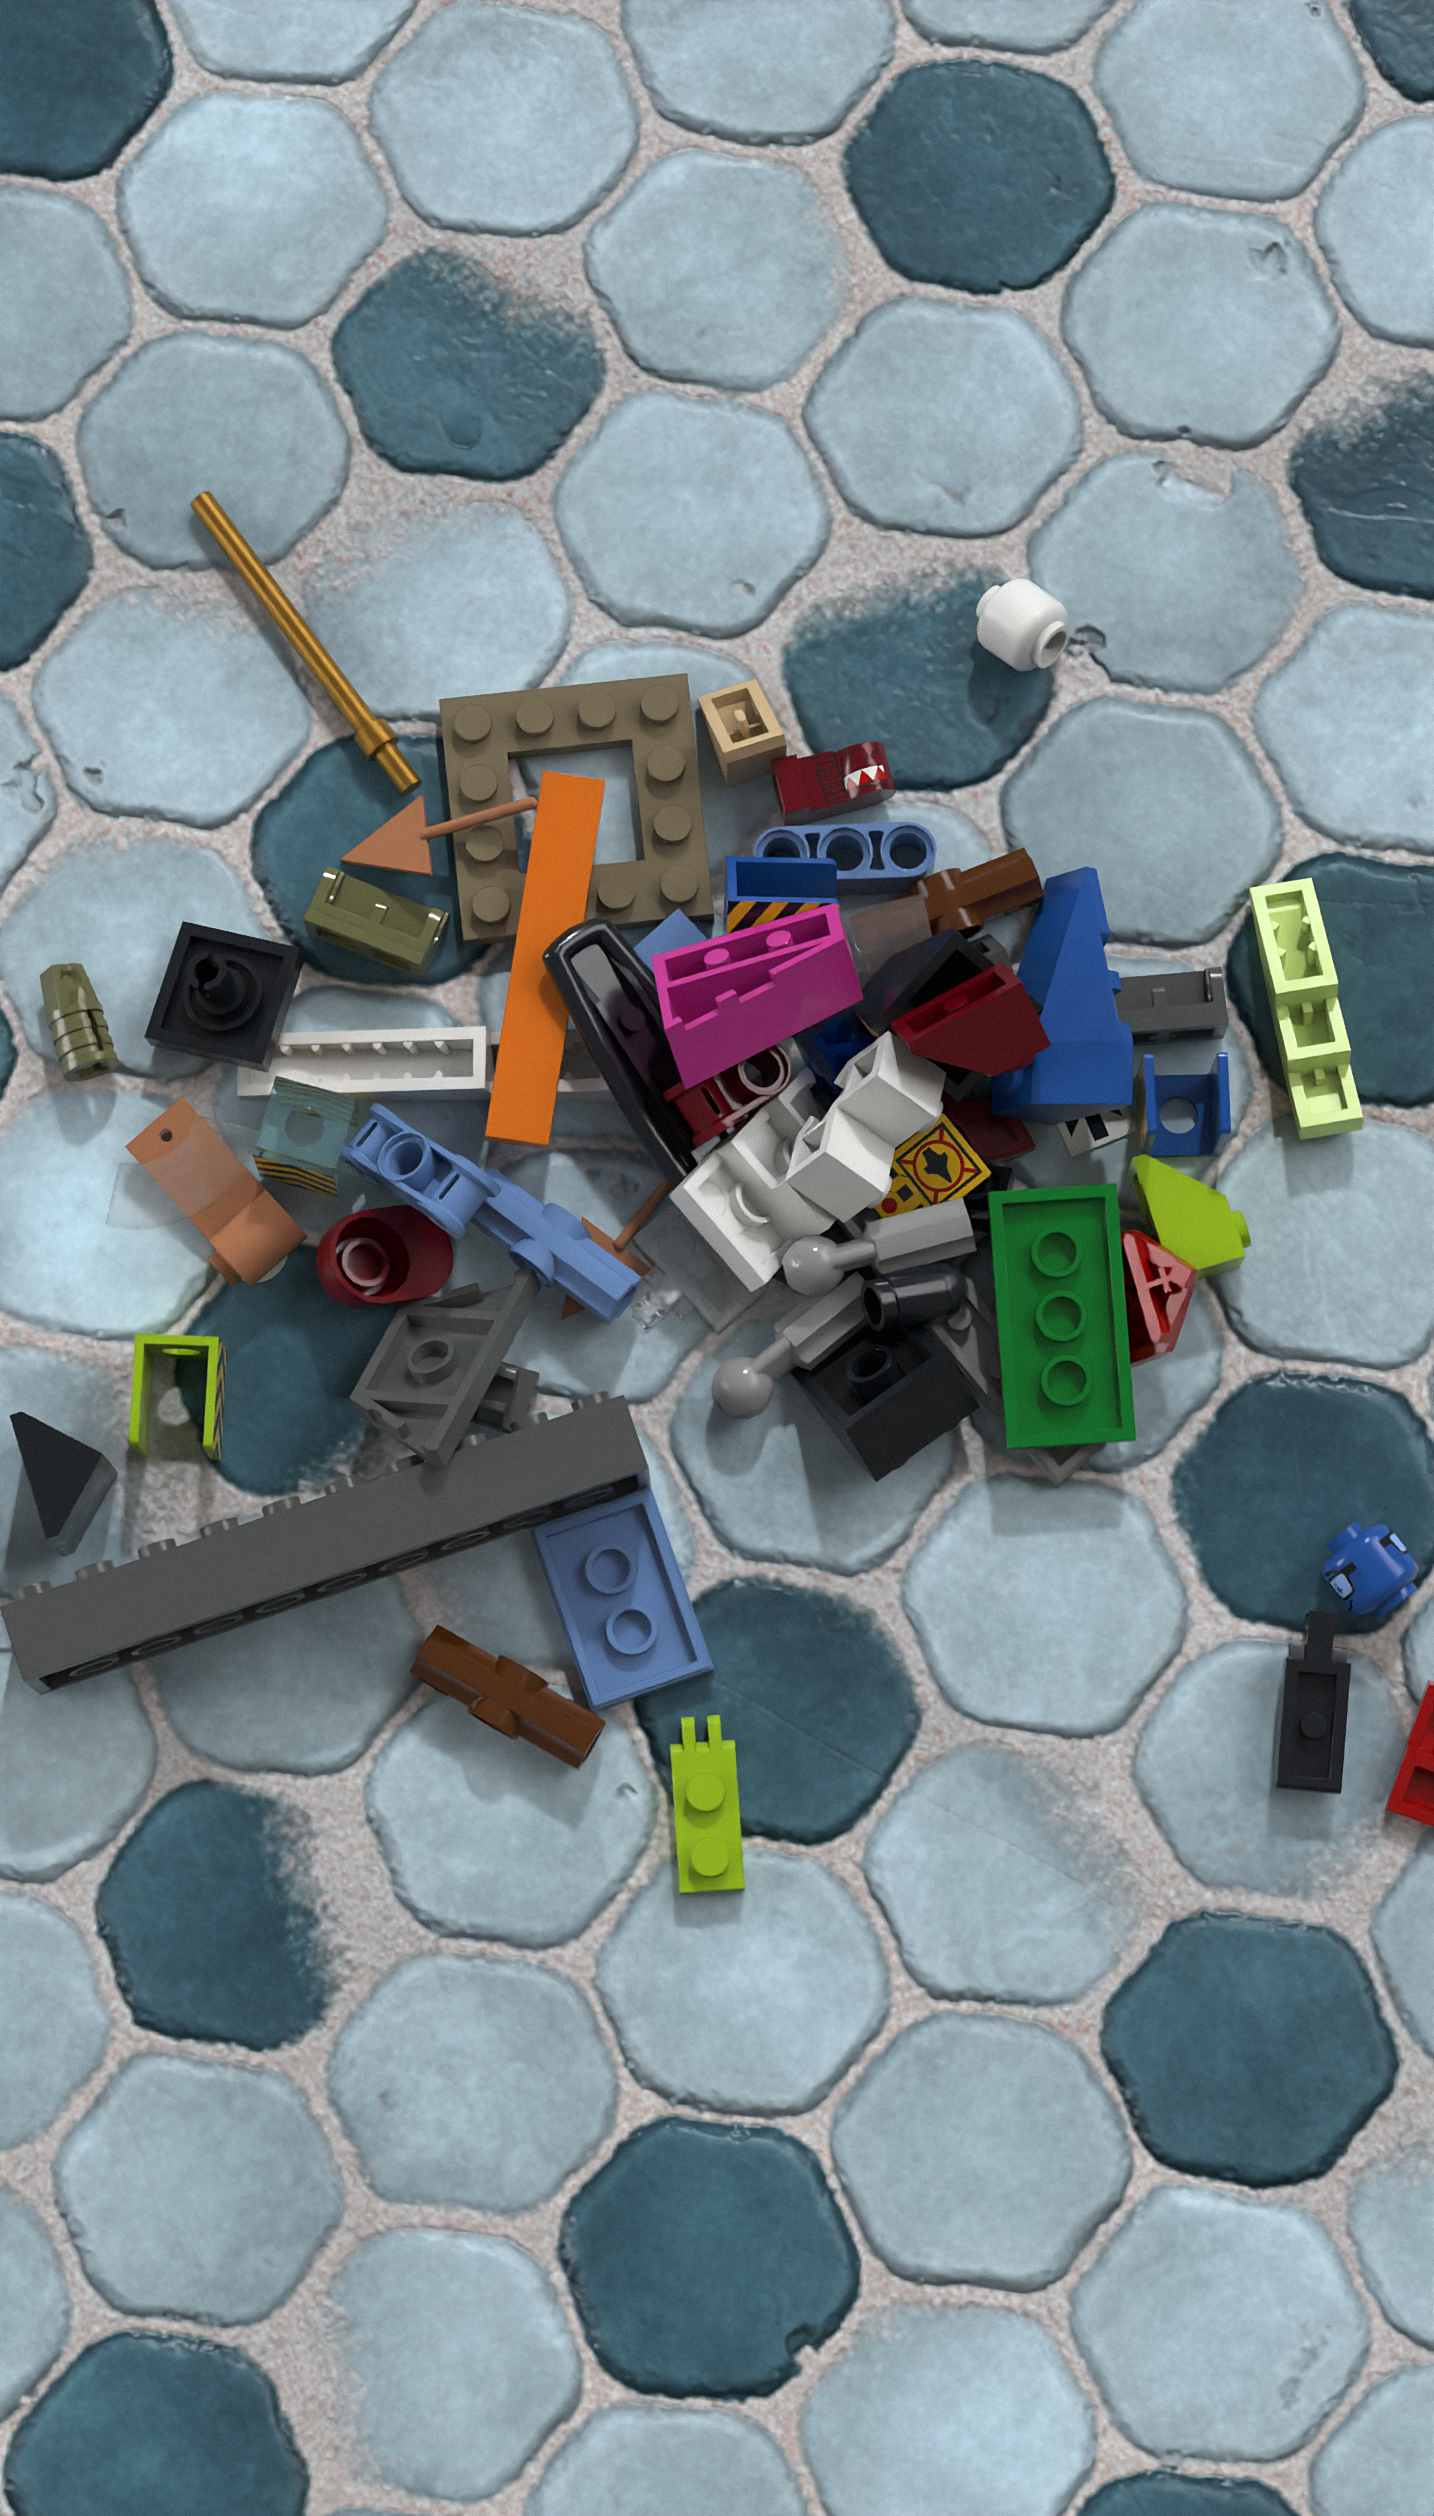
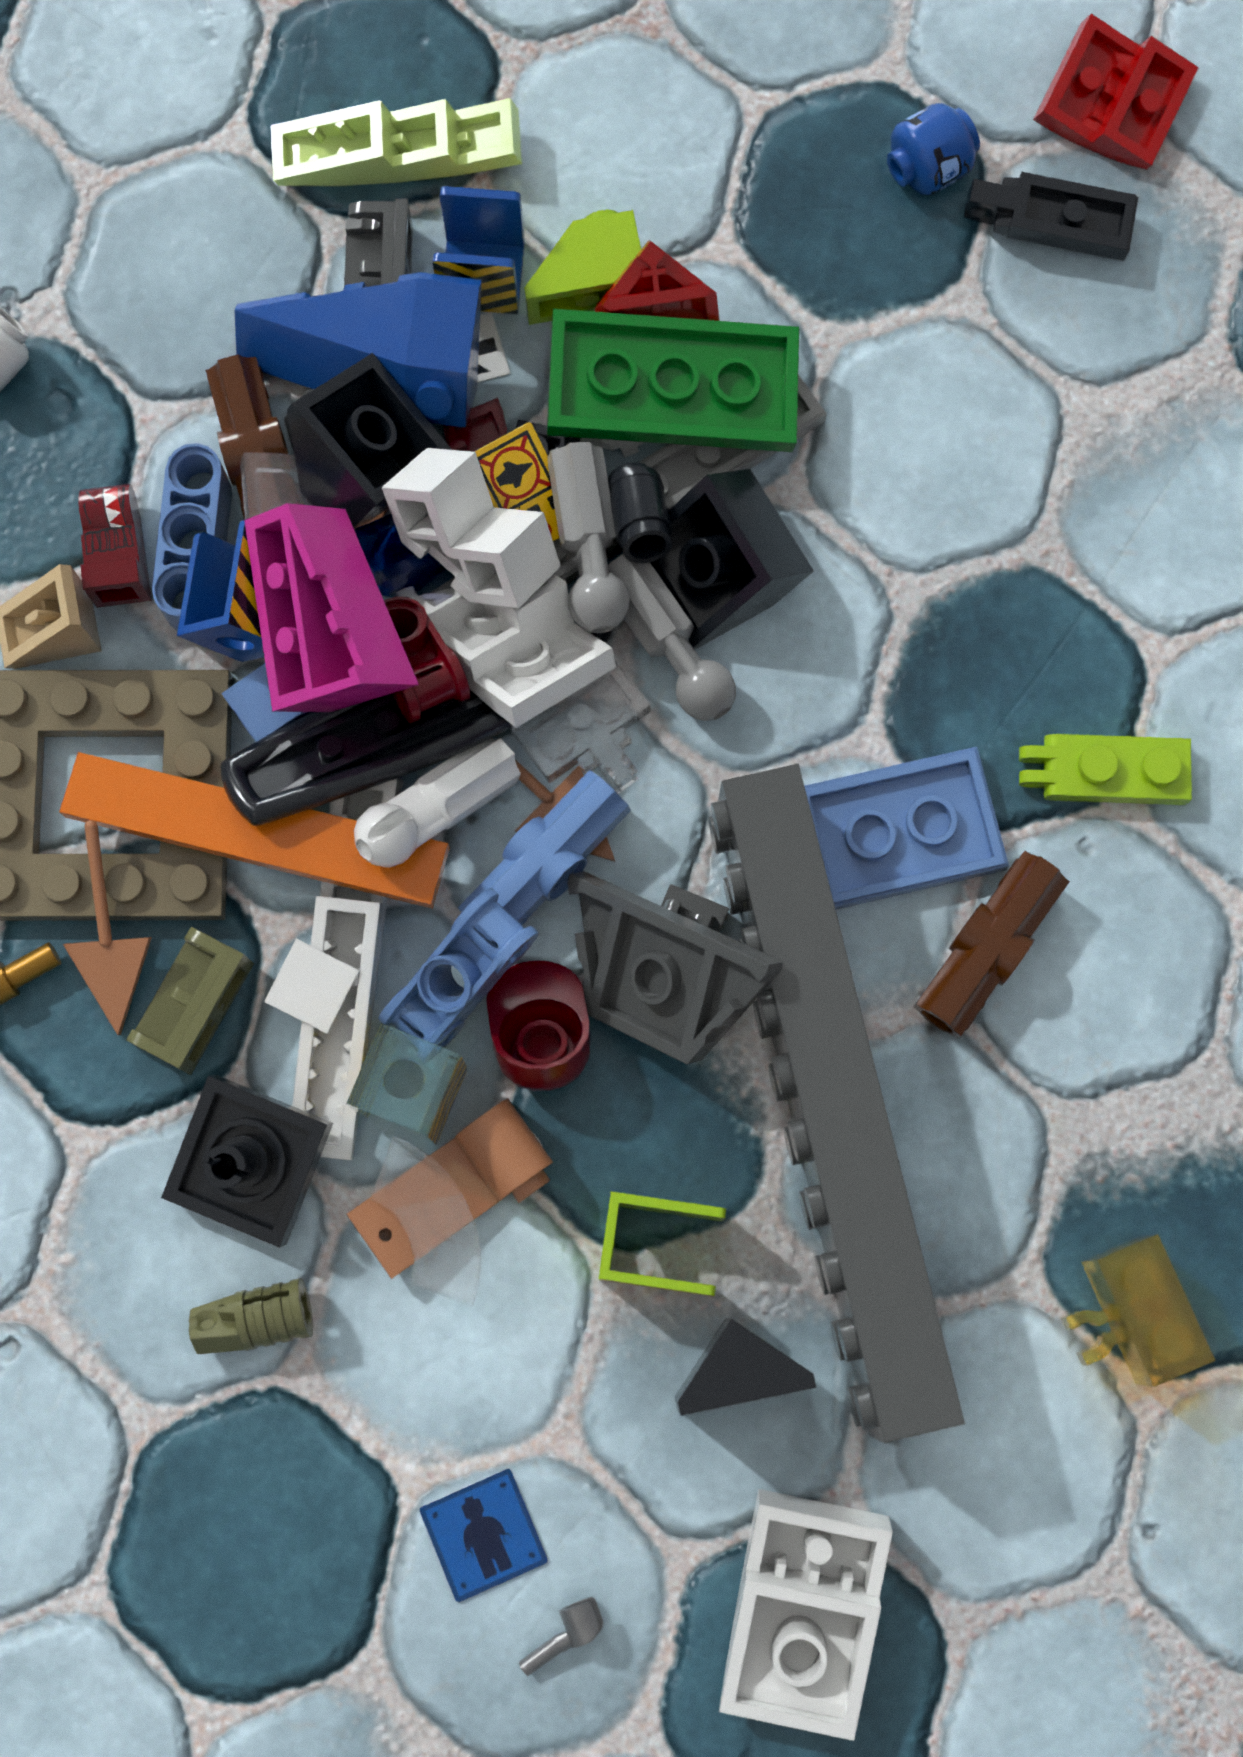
camera: 85 degrees left, 0 degrees up
(154, 1871) = (1144, 1311): none -> clear yellow brick
(398, 1034) = (311, 986): none -> white sticker
(587, 1128) = (436, 802): none -> white piece
(977, 1025) = (386, 399): dark red slope -> none

